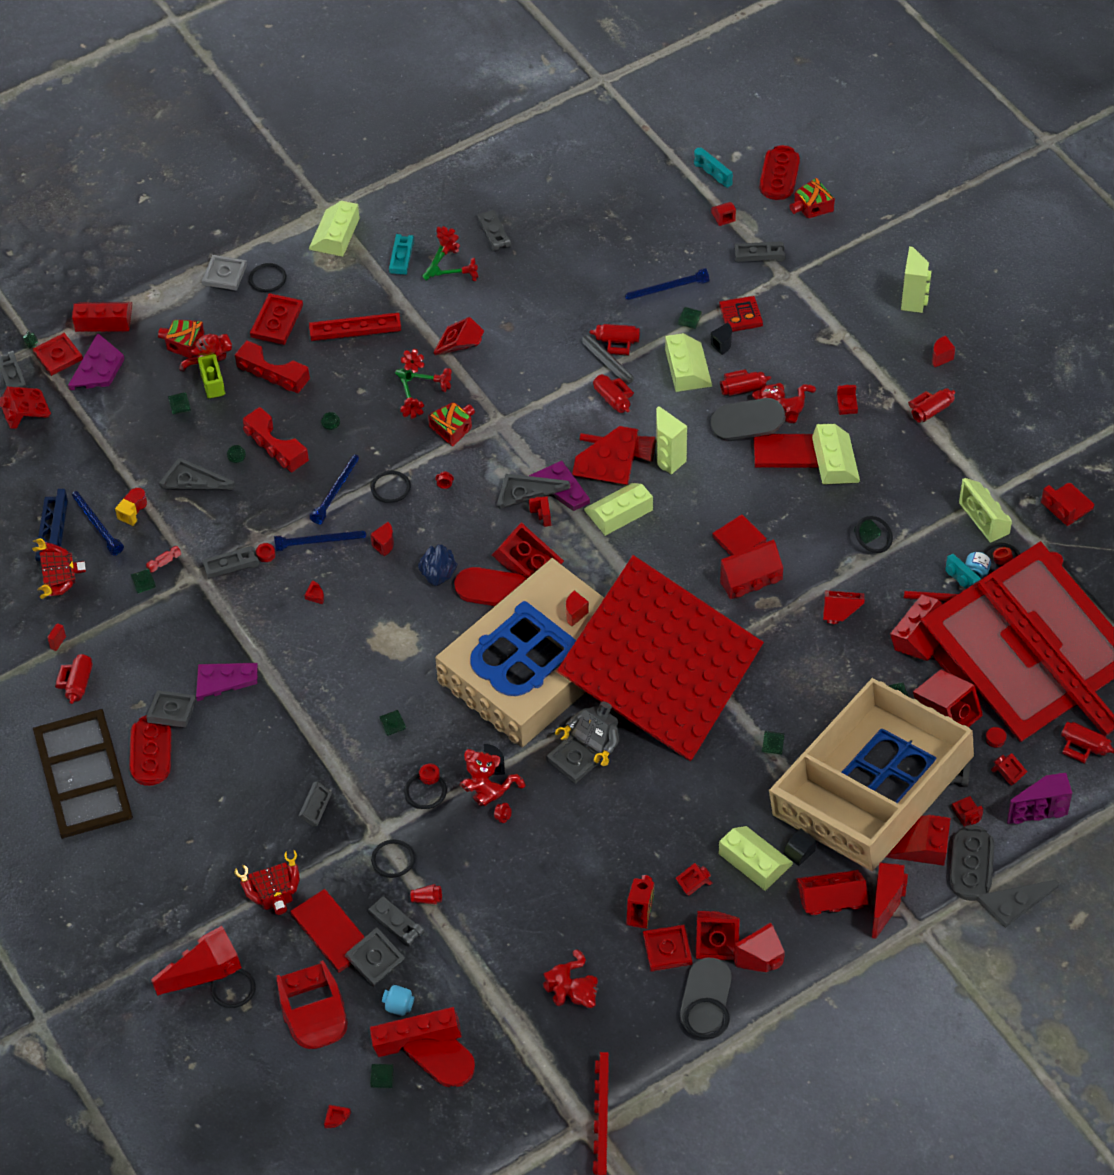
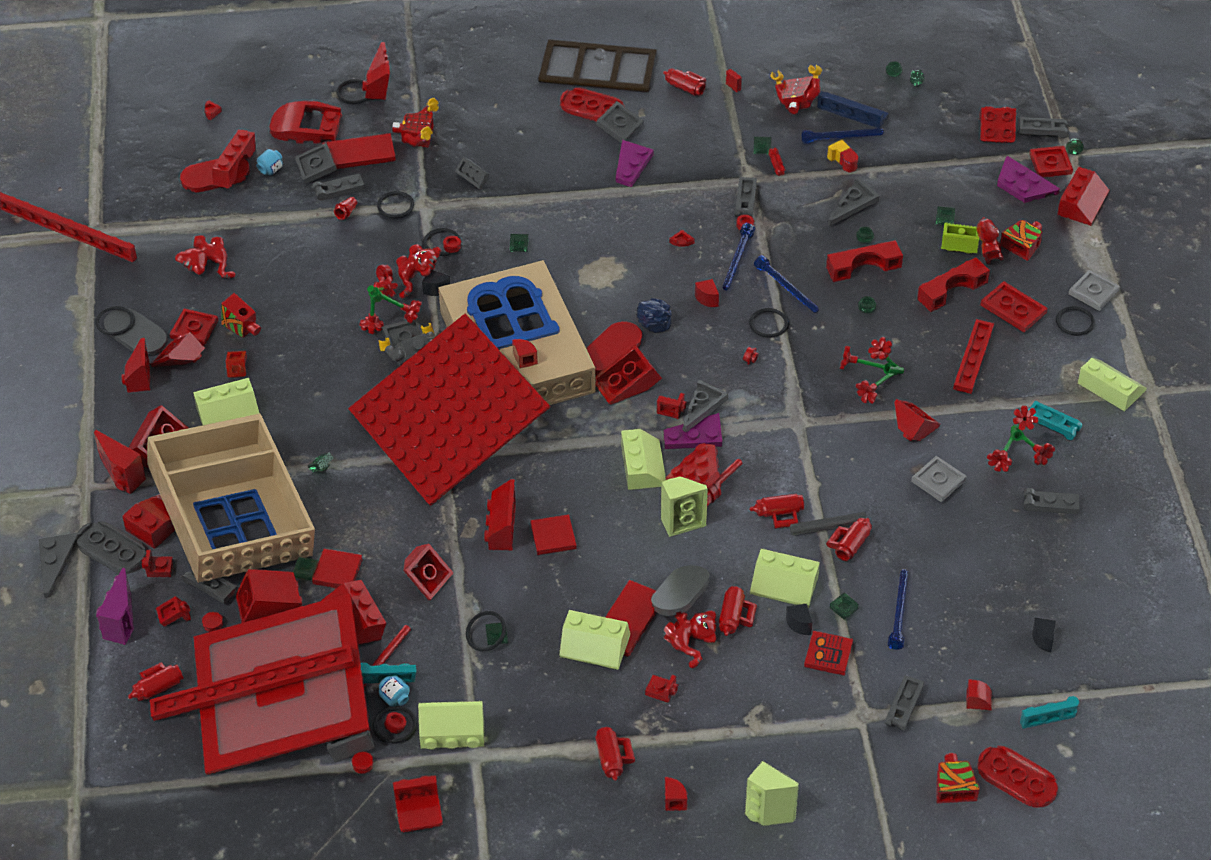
camera: 115 degrees right, 5 degrees down
(382, 1076) = (221, 140): clear green plate -> none
(452, 422) = (812, 380): red torso -> none
(514, 304) = (938, 478): none -> light grey plate
(548, 755) = (381, 291): none -> red plant
(638, 191) = (1043, 633): none -> black brick
(878, 667) = (336, 568): none -> red tile

